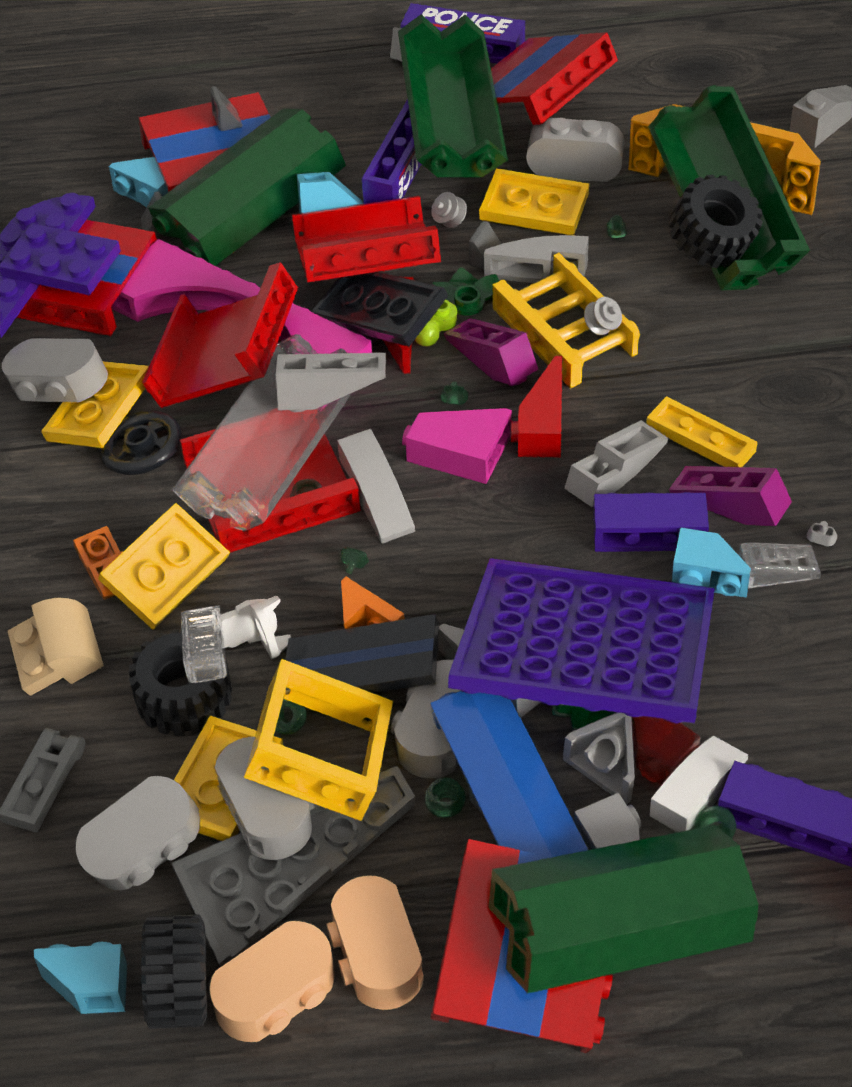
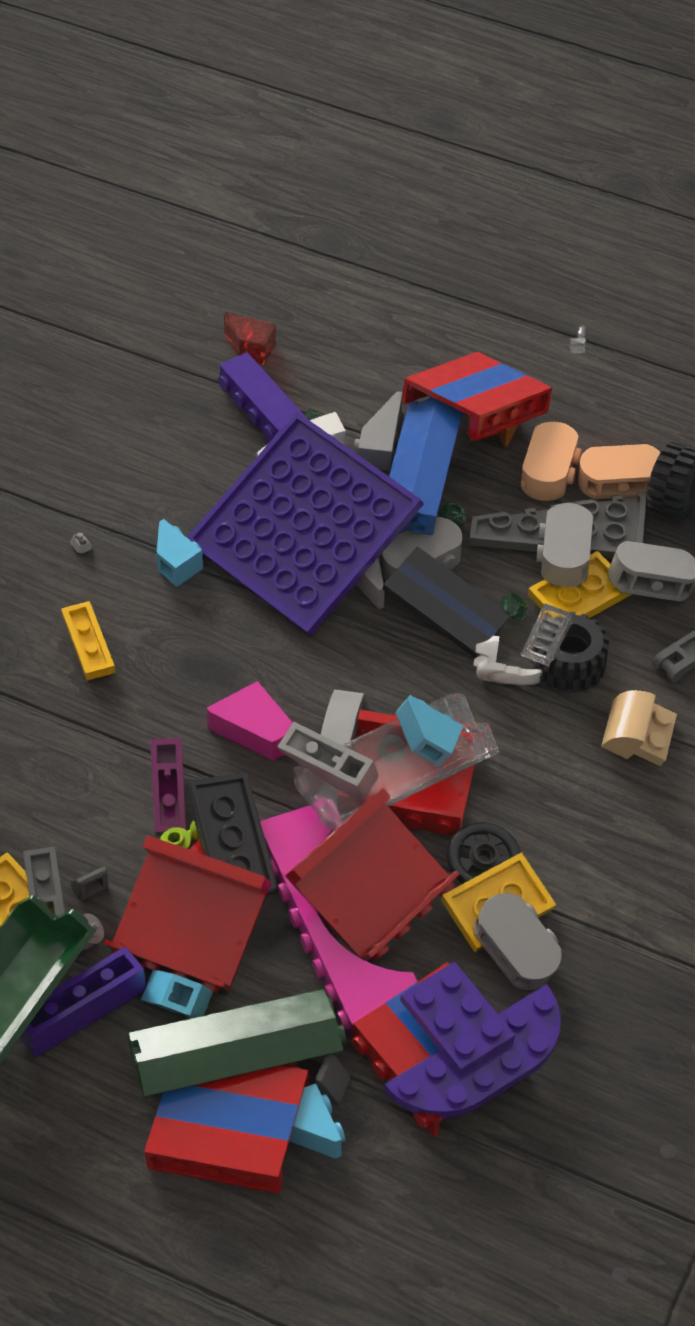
camera: 150 degrees left, 0 degrees up
(96, 553) = (568, 777): orange slope -> none
(163, 566) = (535, 737): yellow plate -> none
(224, 111) = (200, 1123): dark grey slope -> none
(254, 459) = (428, 730): none -> medium azure slope
(306, 775) = (537, 559): yellow window -> none
(353, 558) = (393, 688): clear green rock -> none
(364, 607) = (418, 640): orange slope -> none
(454, 394) = (220, 770): clear green rock -> none
(468, 292) = (129, 852): dark green plate -> none
(508, 205) = (44, 877): none -> dark grey plate
(532, 258) = (71, 844): light grey slope -> none
(540, 416) = (177, 712): red slope -> none
(548, 341) = (119, 790): yellow fence -> none
(603, 315) = (76, 736): light grey wheel -> none
(614, 461) = (163, 652): light grey slope -> none
(623, 907) = (413, 372): dark green panel -> none
(646, 520) = (183, 598): dark purple brick -> none
(738, 493) = (113, 587): magenta slope -> none
(768, 574) = (134, 547): clear slope -> none

